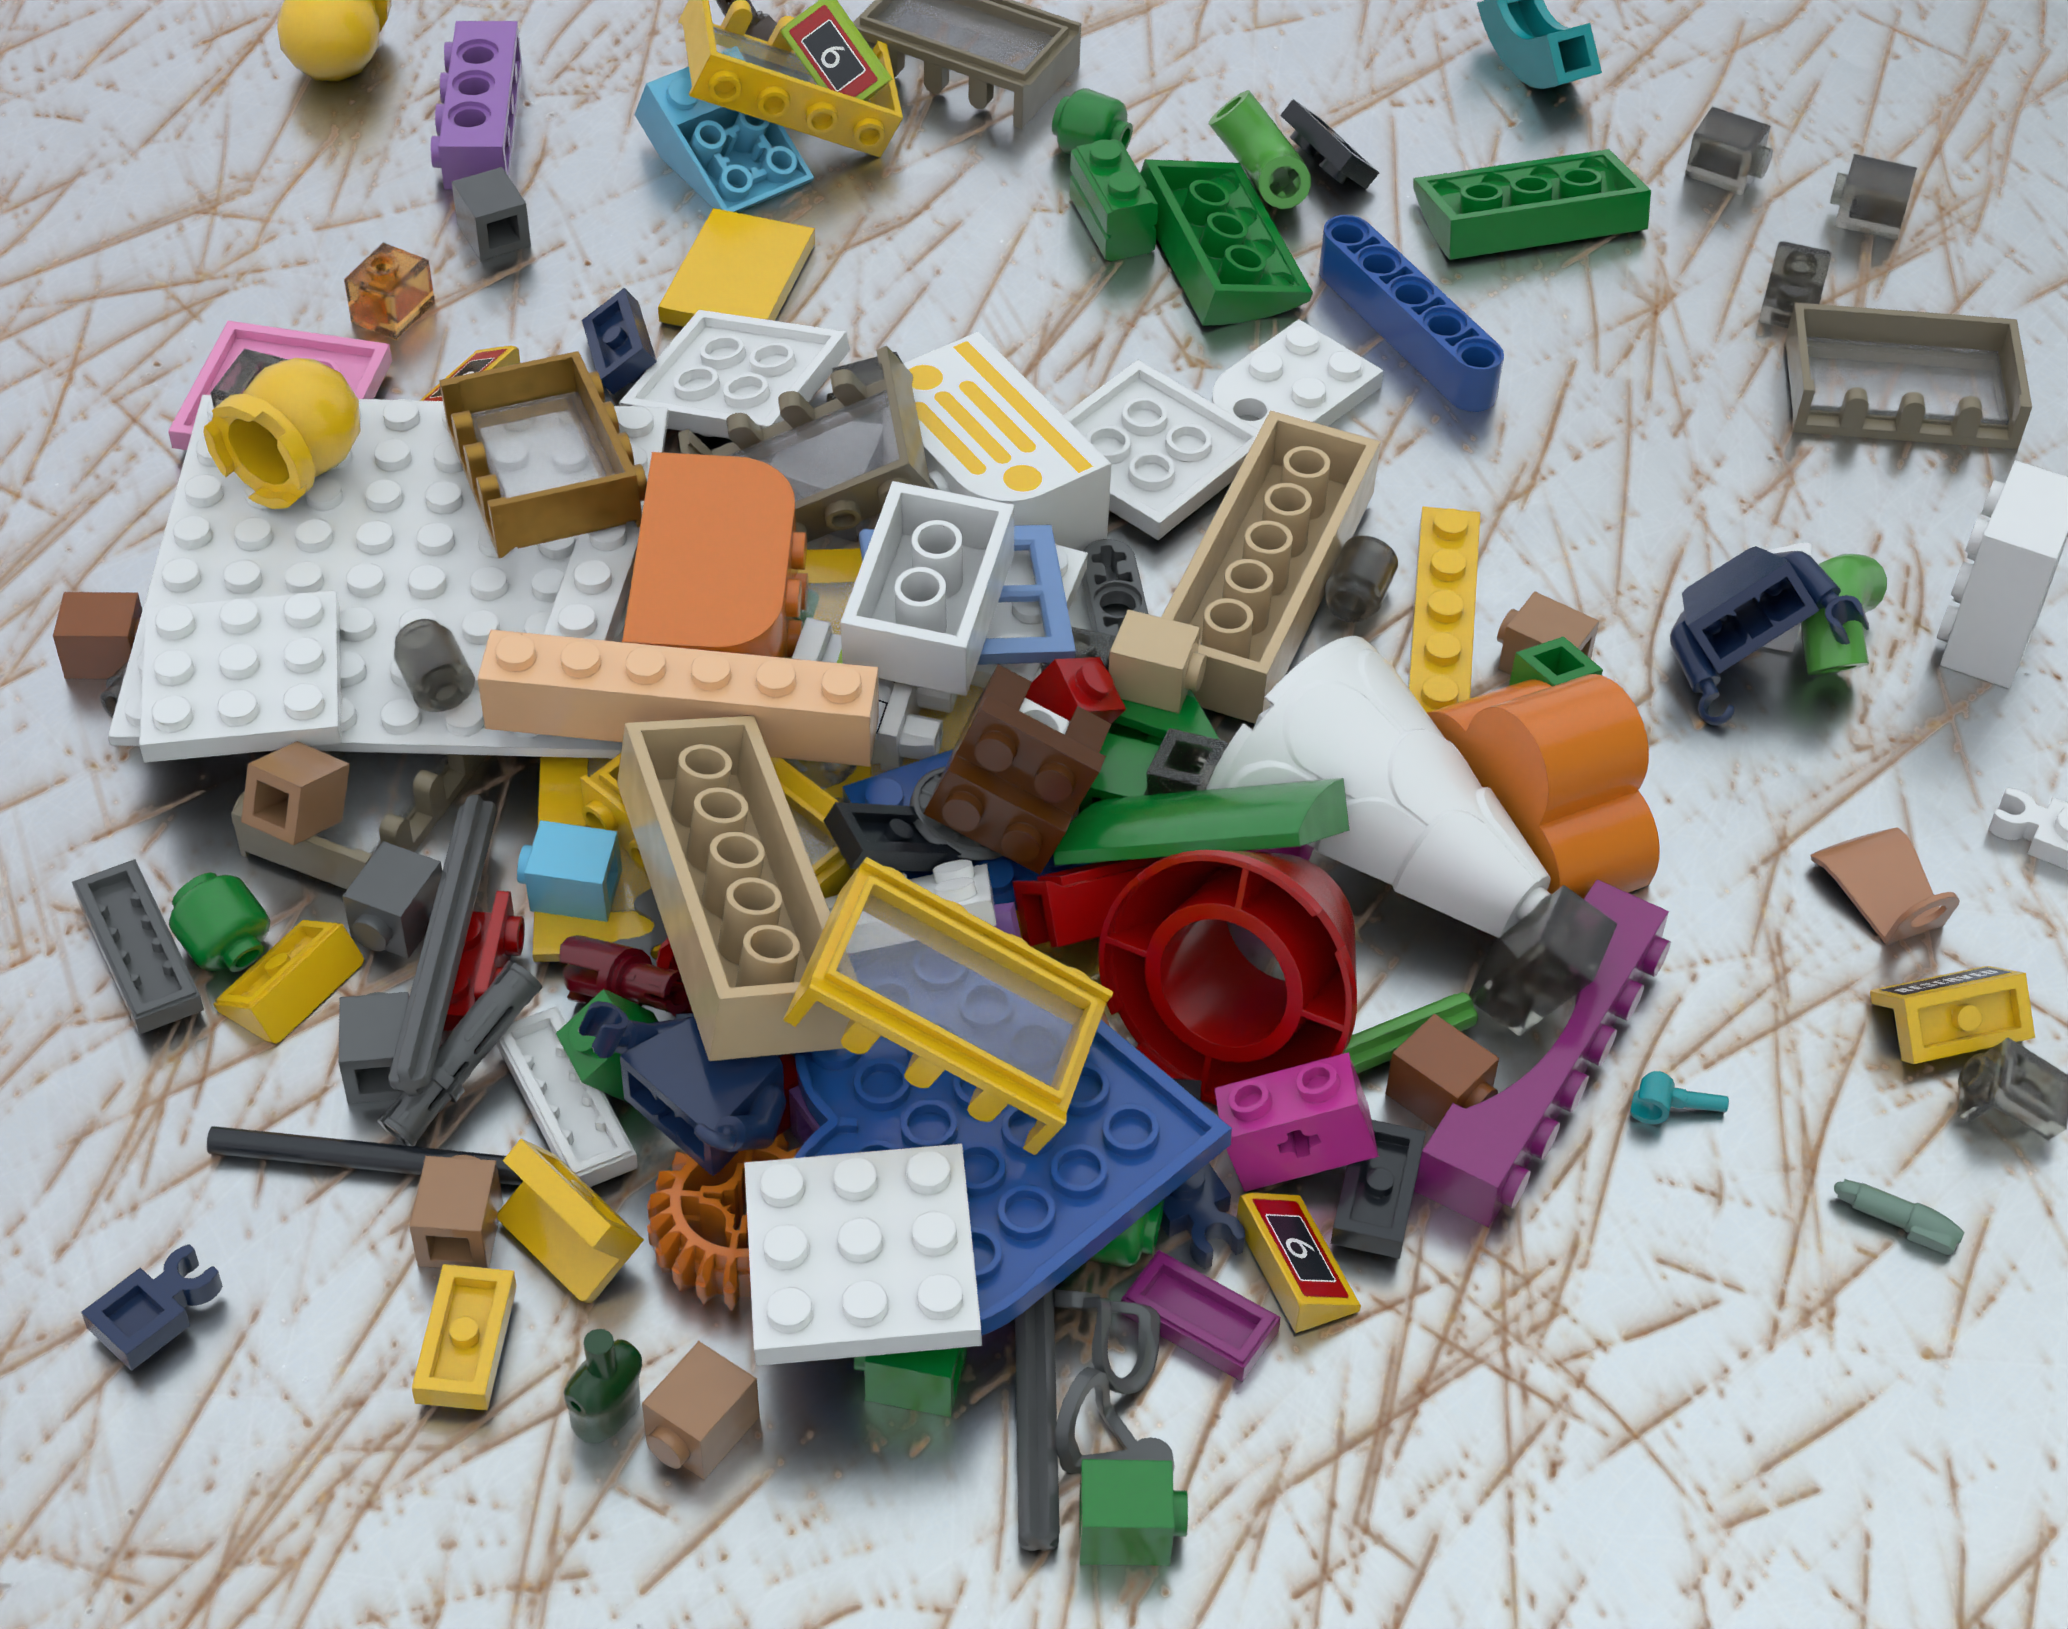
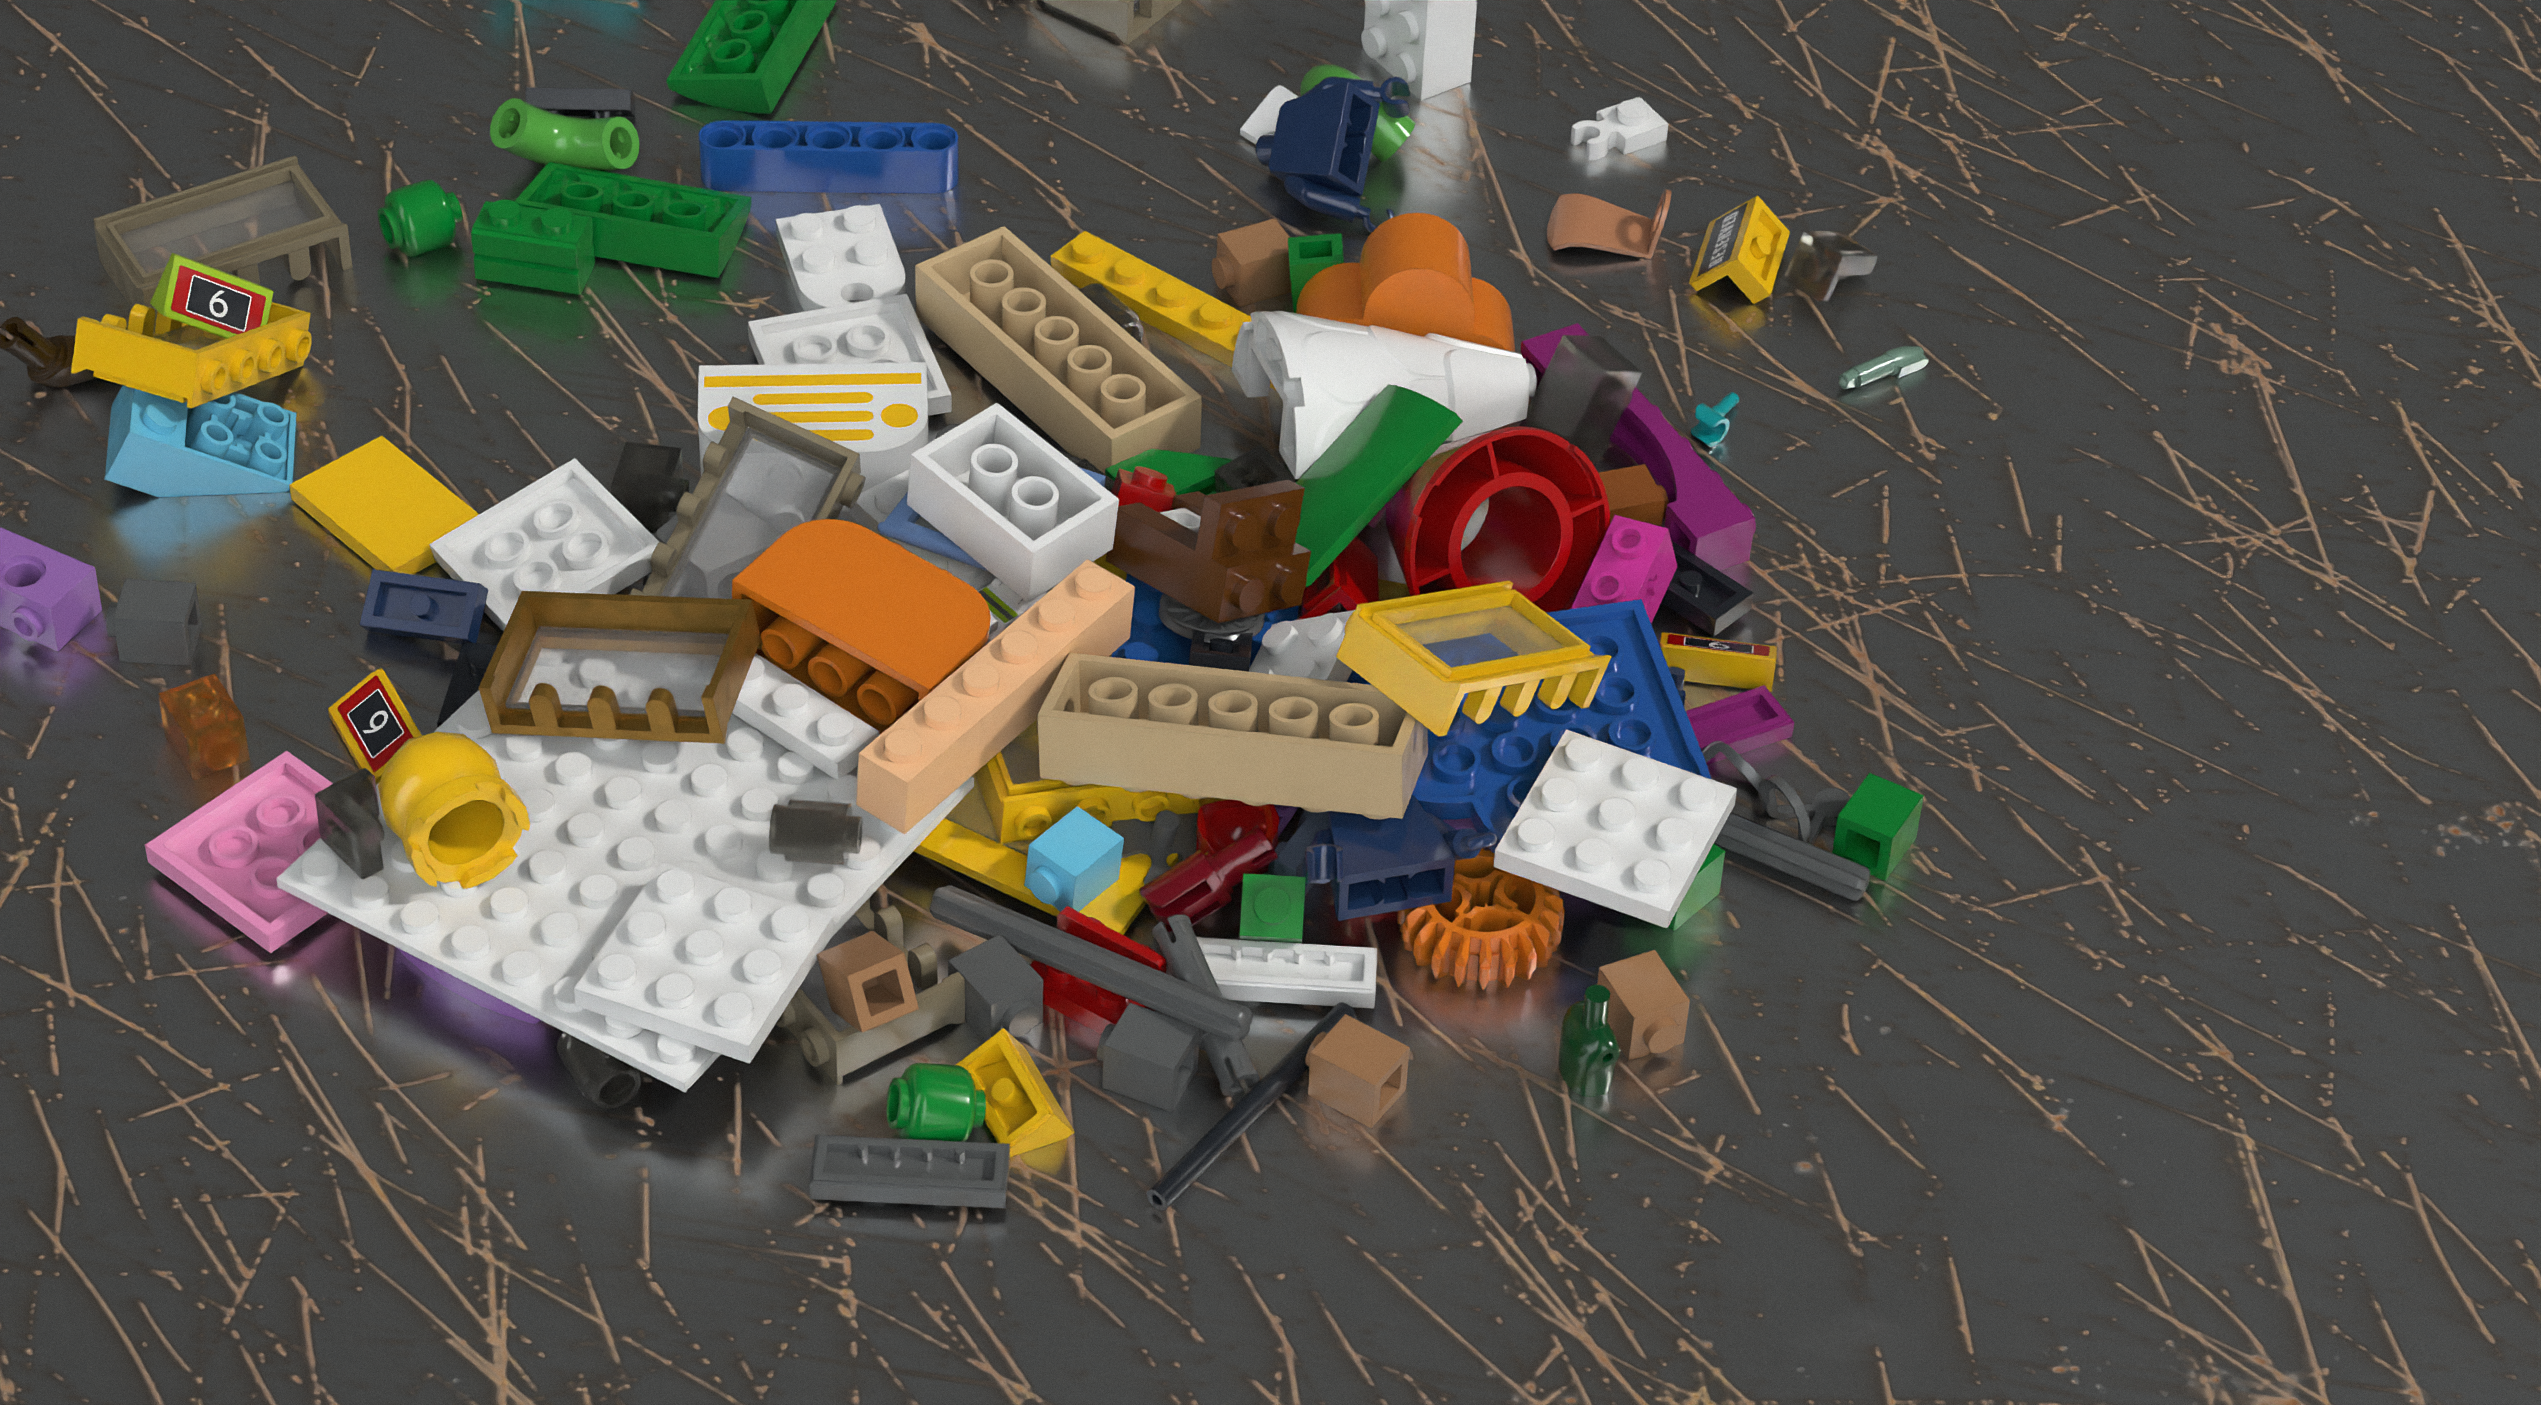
camera: 60 degrees left, 5 degrees down
(96, 632) = (506, 1071): dark orange brick -> none
(148, 1312) = (1316, 1290): dark blue plate -> none
(464, 1337) = (1477, 1112): yellow plate -> none
(565, 1222) = (1422, 1007): yellow panel -> none
(1156, 661) = (1143, 437): tan brick -> none

